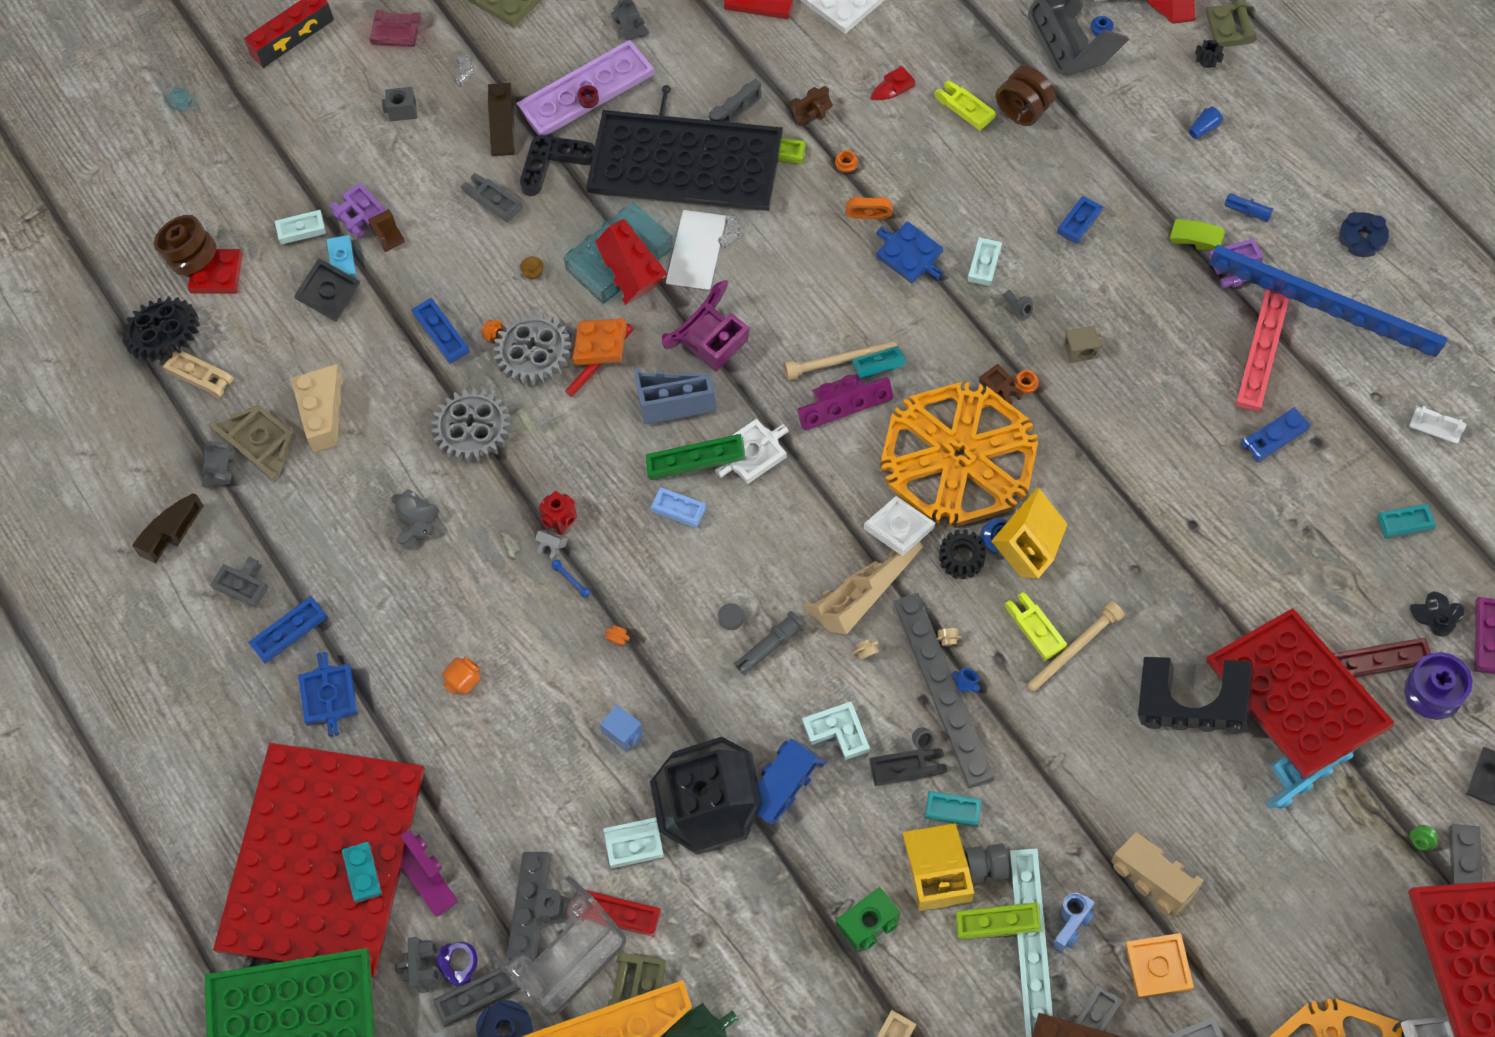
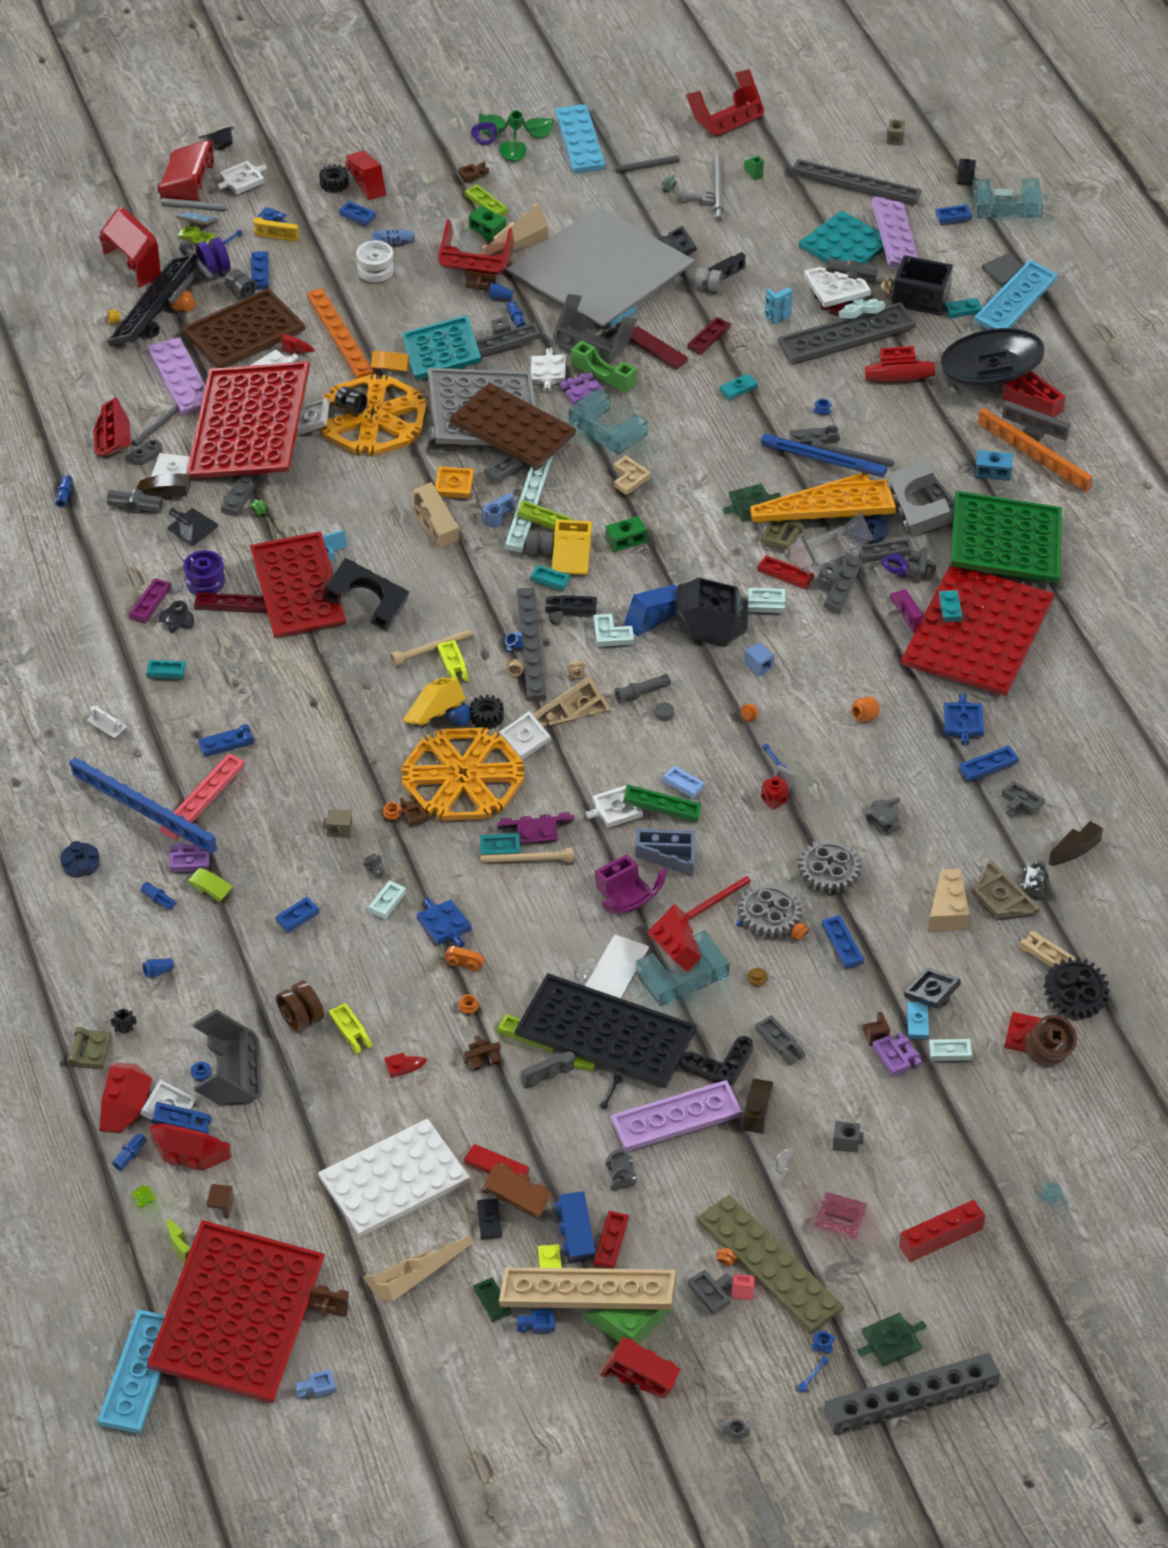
camera: 170 degrees left, 15 degrees down
(588, 90) = (676, 1102): dark red bush -> none
(599, 341) = (714, 904): orange plate -> none

